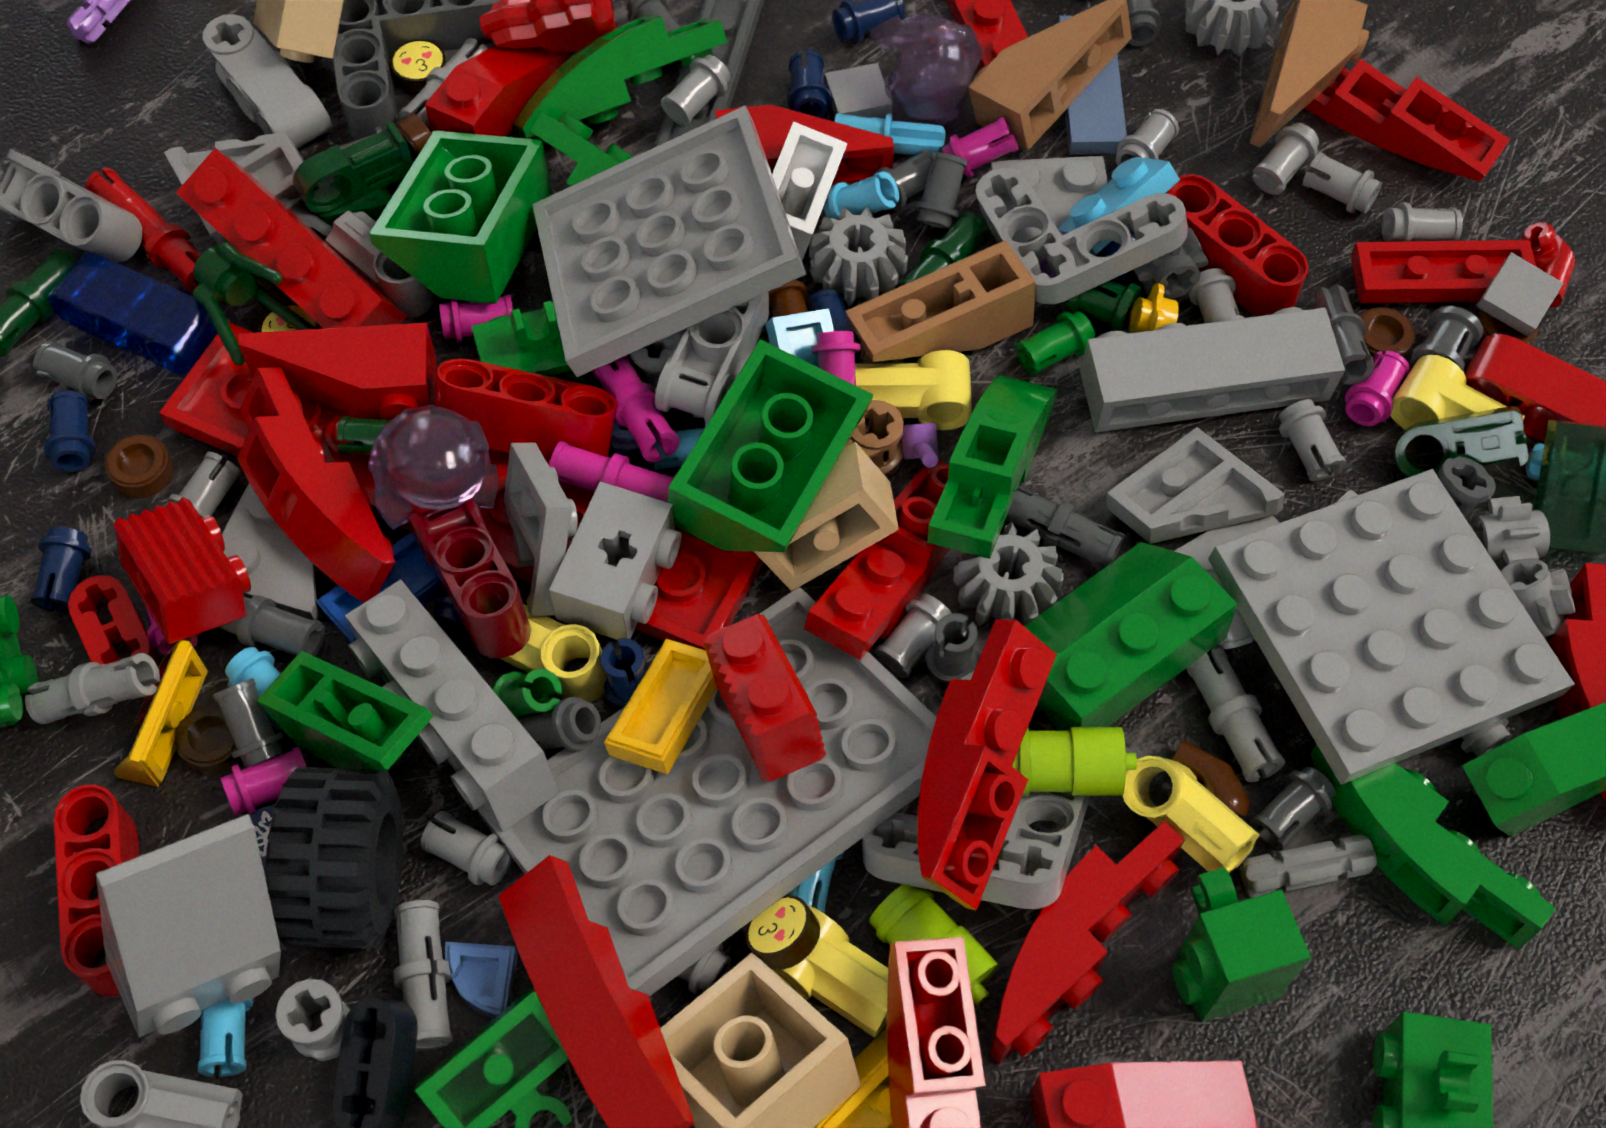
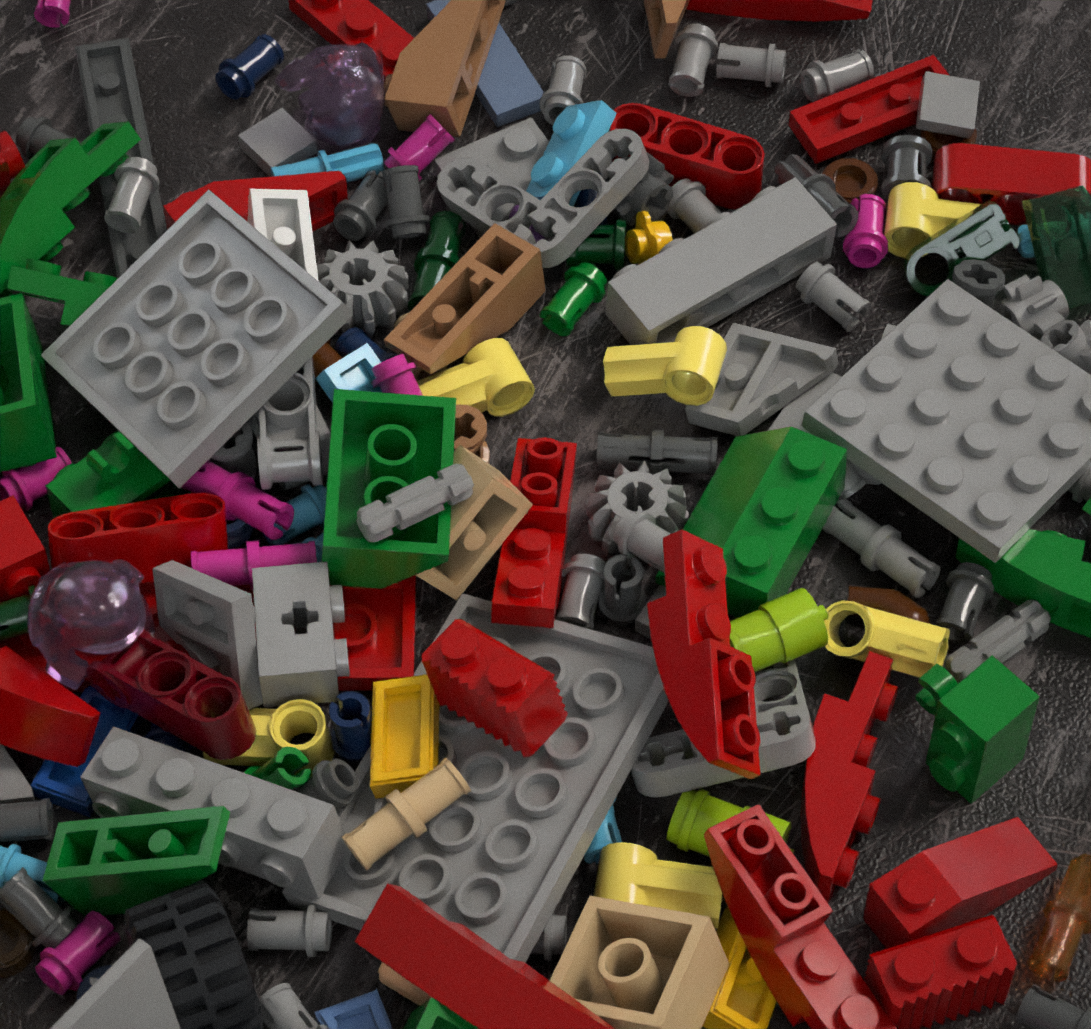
camera: 25 degrees left, 5 degrees down
(618, 787) = (406, 813): none -> tan pin
(775, 481) = (414, 502): none -> light grey axle
(783, 933) = (607, 869): tile -> none
(808, 88) = (228, 152): dark blue pin -> none
(877, 192) = (348, 225): medium azure pin -> none
(920, 442) = (503, 431): medium lavender hand -> none
(987, 601) = (641, 538): none -> light grey pin
(990, 464) = (580, 422): green slope -> none
(1117, 451) = (681, 368): none -> light yellow piece
(1551, 255) = (956, 59): red arm -> none

